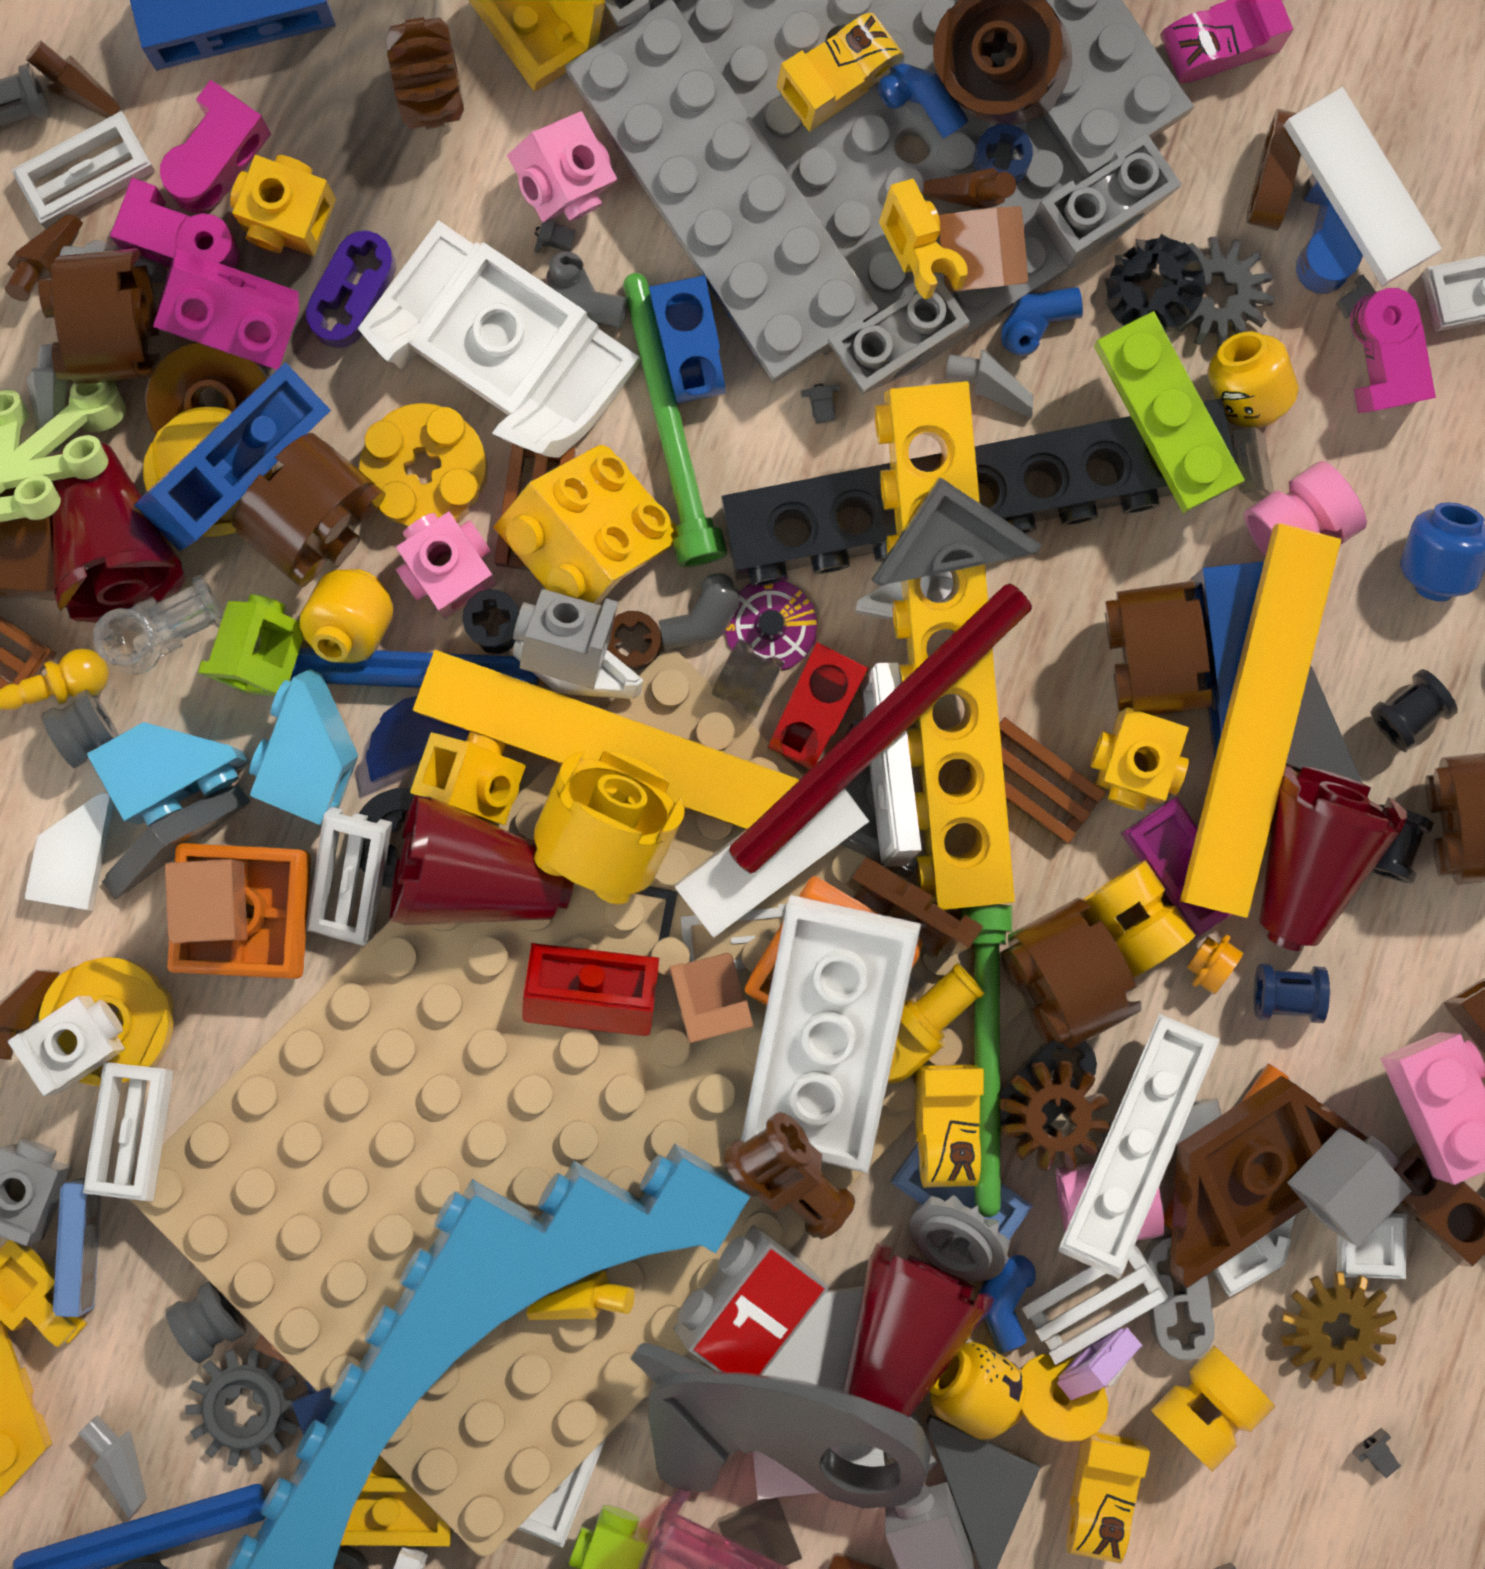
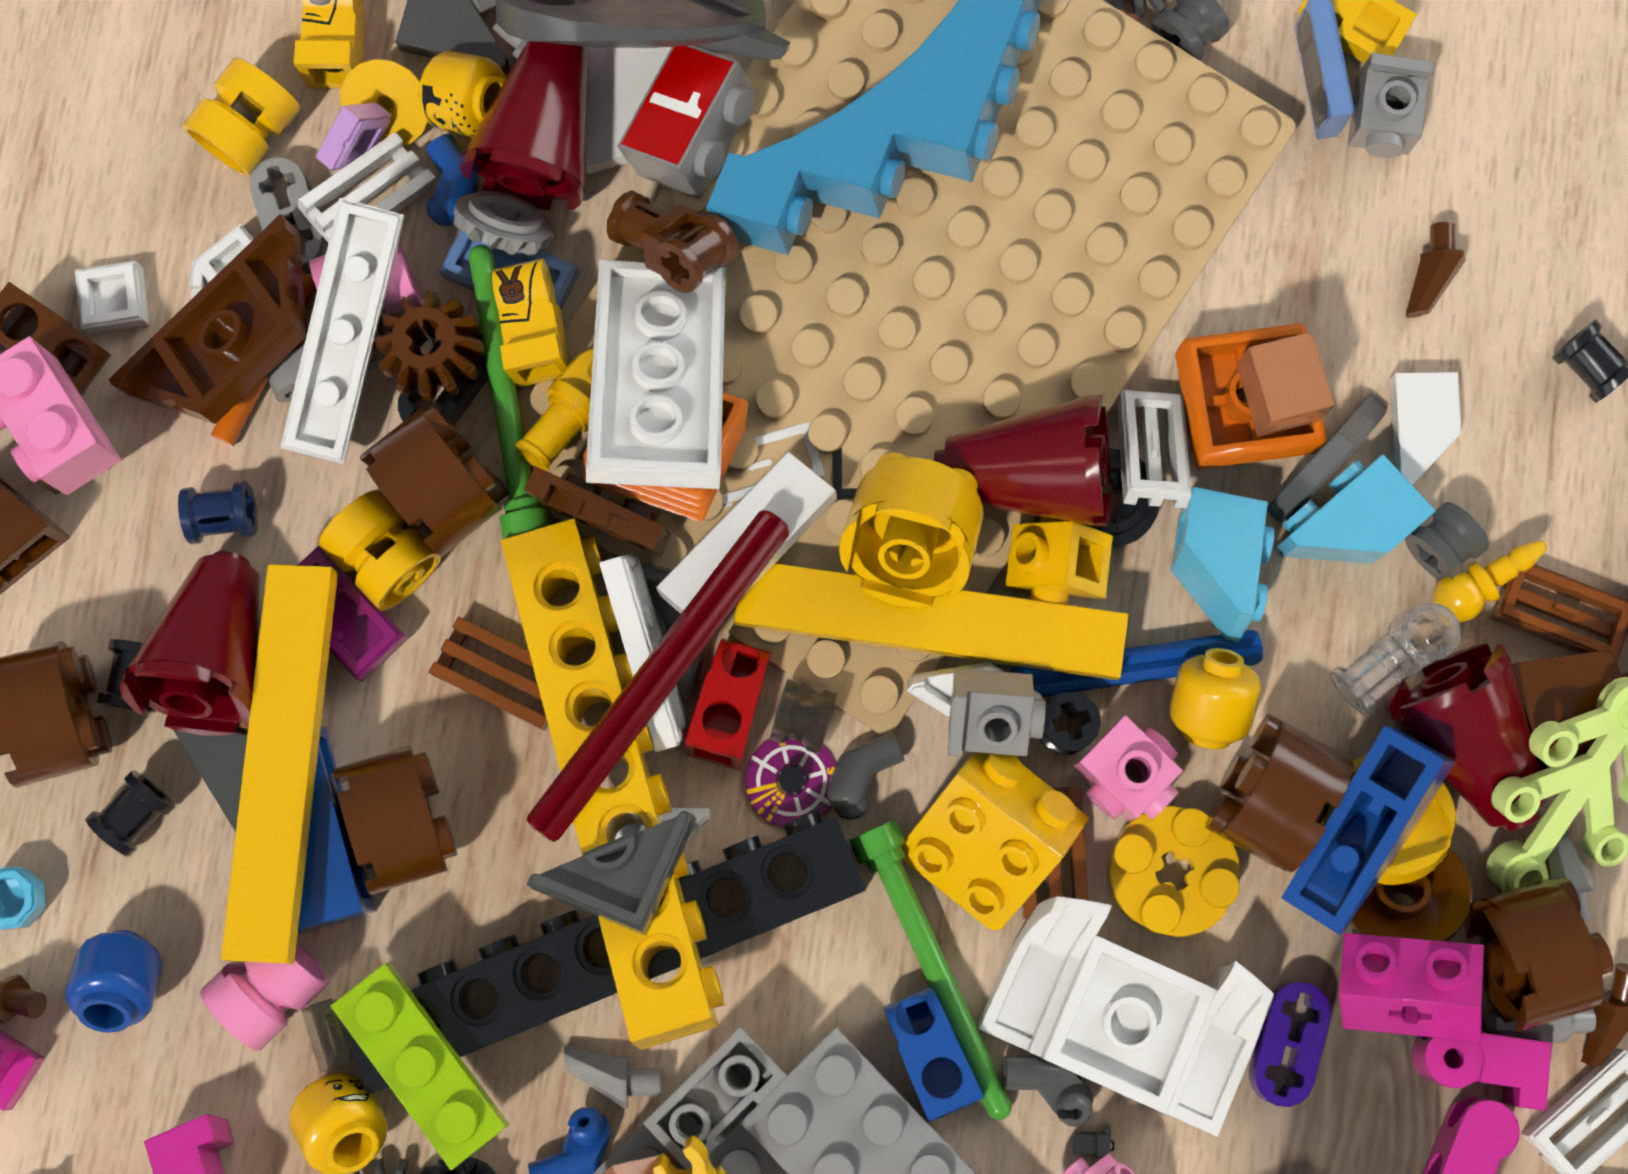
camera: 175 degrees right, 5 degrees down
(46, 1060) = (1398, 219): white brick -> none
(141, 1003) = (1378, 256): yellow plate -> none
(151, 1138) = (1281, 170): white tile -> none
(254, 646) = (1298, 651): lime brick -> none
(282, 204) = (1361, 1119): yellow brick -> none
(402, 739) = (1133, 591): clear blue tile -> none
(583, 1299) = (839, 96): yellow bar -> none
(590, 989) = (897, 385): red slope -> none
(631, 620) = (918, 717): reddish brown bush -> none
(710, 997) = (780, 393): nougat panel -> none
(821, 401) = (782, 1020): dark grey piece -> none
(1159, 746) = (374, 703): yellow brick -> none
(1214, 963) = (297, 527): light orange plate -> none
(1325, 1307) = (148, 229): pearl gold gear -> none
(1351, 1185) = (134, 334): light grey brick -> none
(1378, 1453) = (84, 114): dark grey piece -> none

